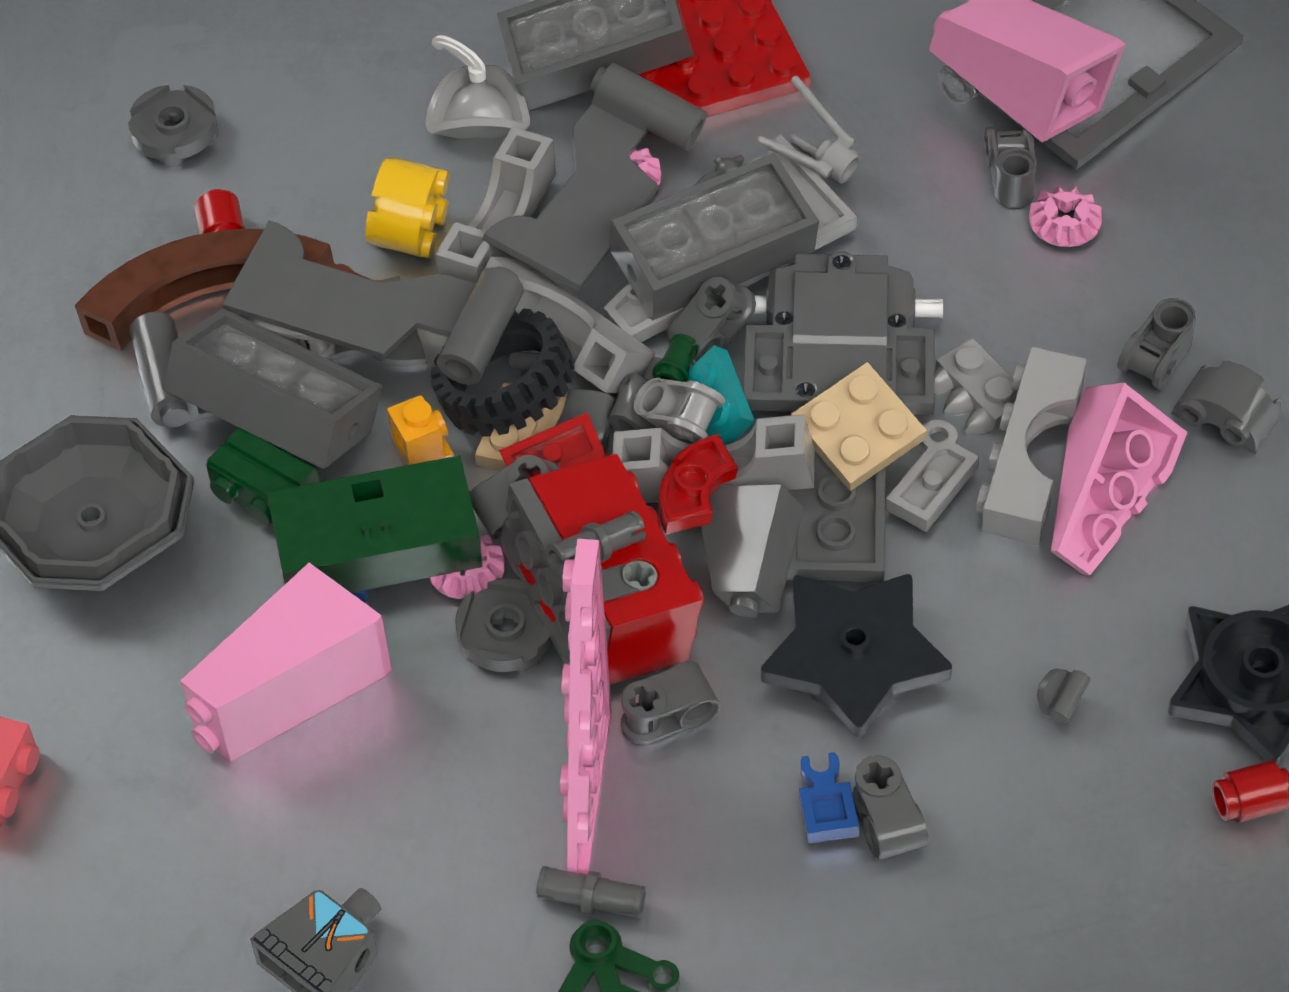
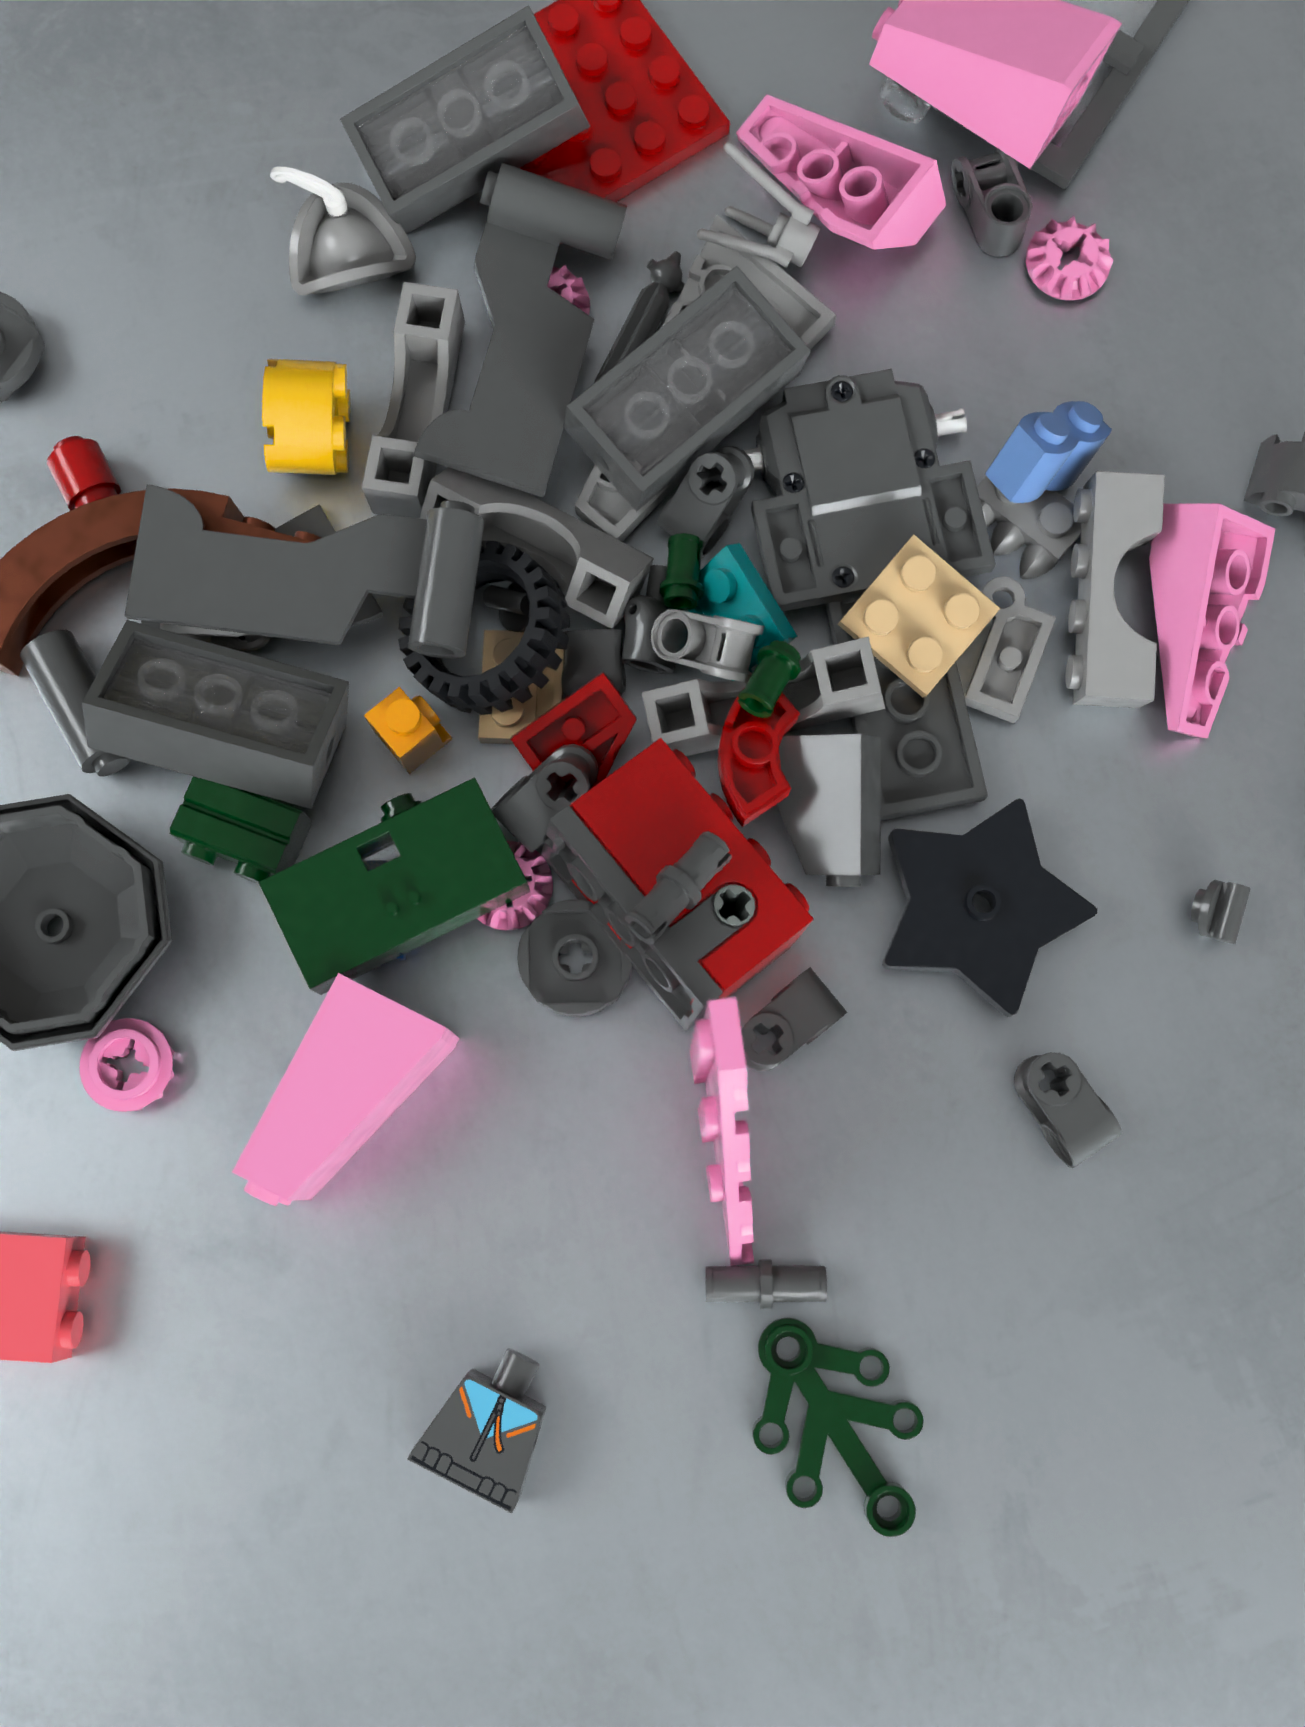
camera: 15 degrees left, 25 degrees up
(111, 613) = (105, 1082): none -> bright pink gear
(725, 428) = (775, 668): none -> dark green pin
(826, 806) = (997, 1114): blue plate -> none
(896, 125) = (846, 176): none -> bright pink wedge
(999, 330) = (1048, 451): none -> medium blue brick
(1160, 342) = (1218, 423): dark grey piece -> none

